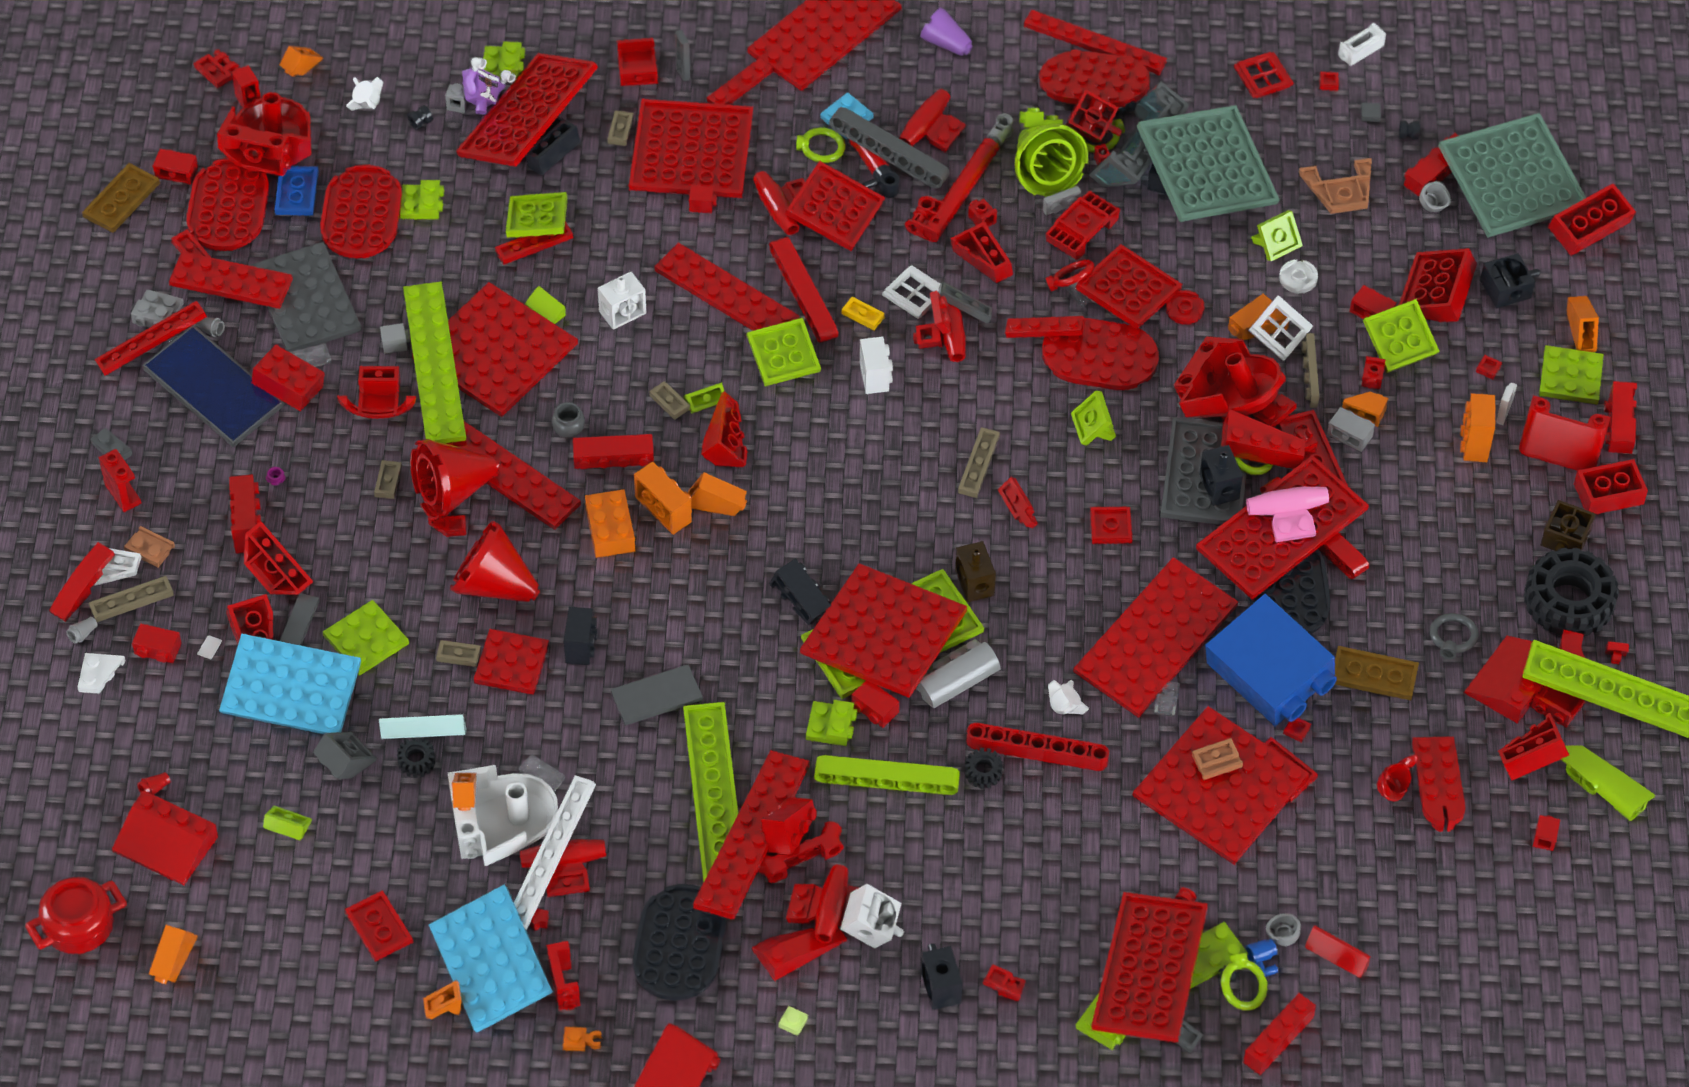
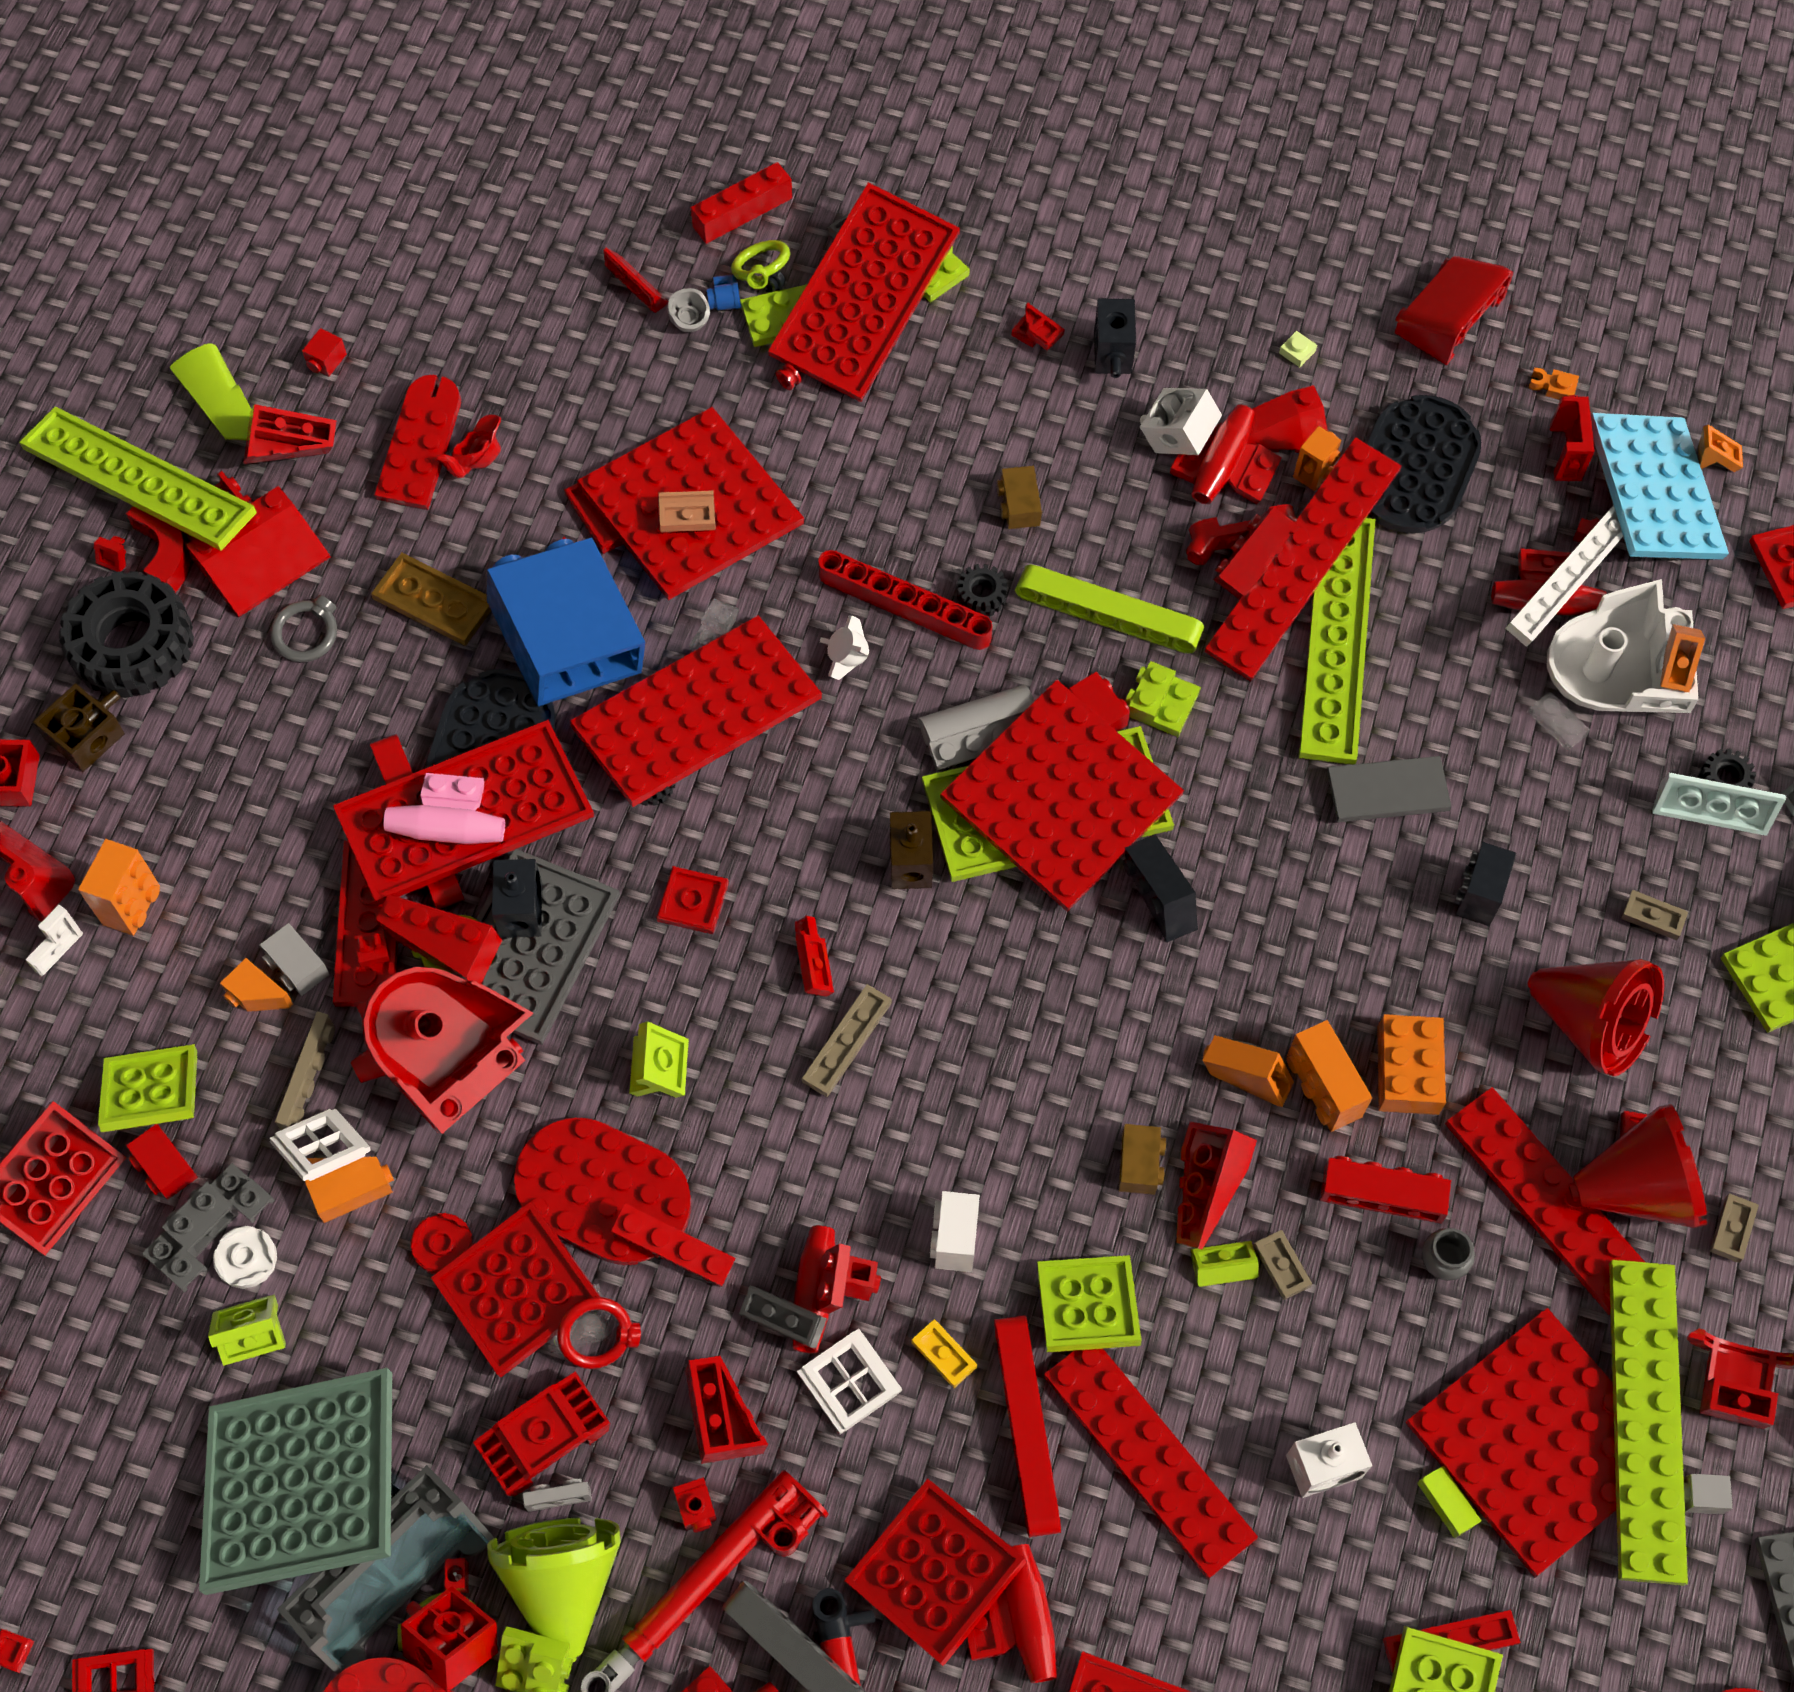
camera: 165 degrees left, 10 degrees up
(511, 661) = (1580, 891): red plate -> none
(702, 199) = (1152, 1657): red brick -> none
(758, 913) = (1317, 458): none -> orange brick
(772, 435) = (1140, 1159): none -> pearl gold brick
(976, 842) = (1020, 497): none -> pearl gold brick
(1332, 286) = (201, 1221): none -> dark grey bracket
(1341, 193) = (98, 1394): nougat wing -> none
(1373, 372) = (222, 1053): red brick -> none
(1488, 367) = (45, 1022): red tile -> none

